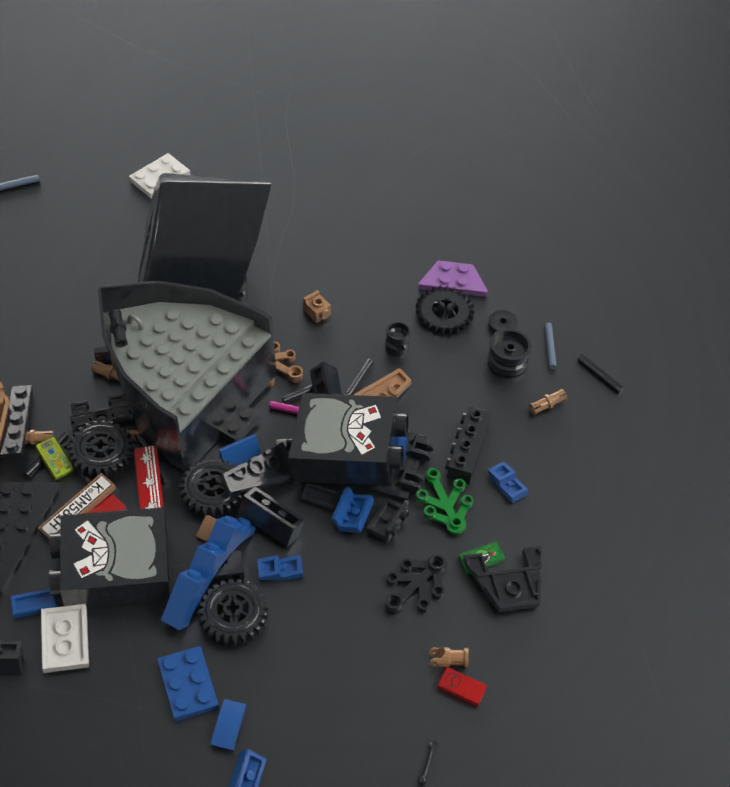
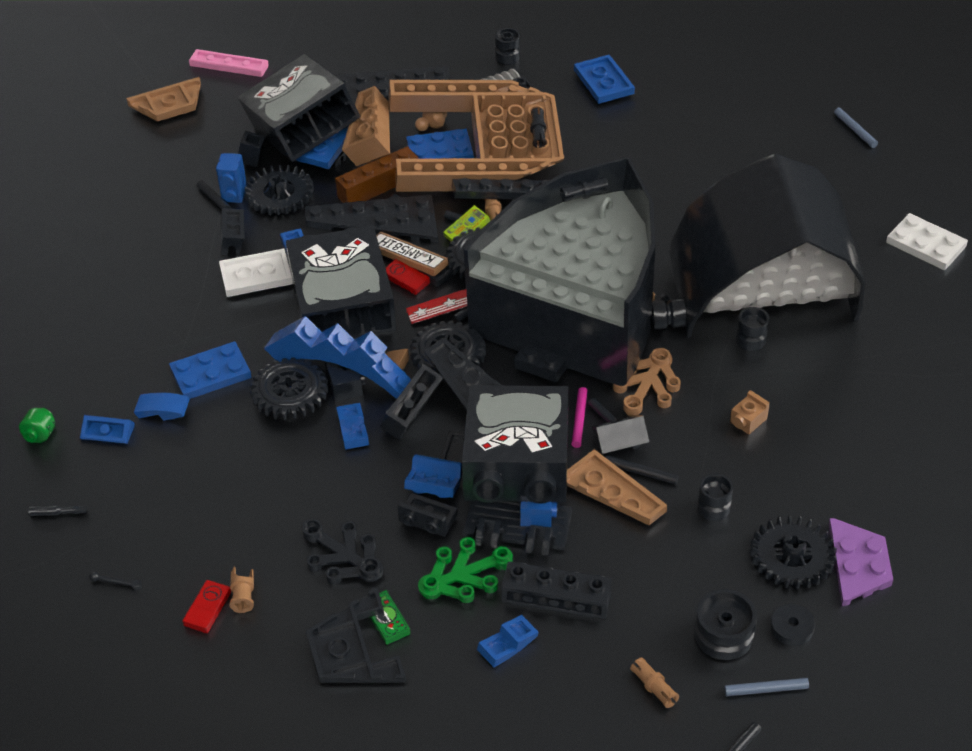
camera: 90 degrees right, 5 degrees down
(240, 451) = (502, 368): blue slope -> none

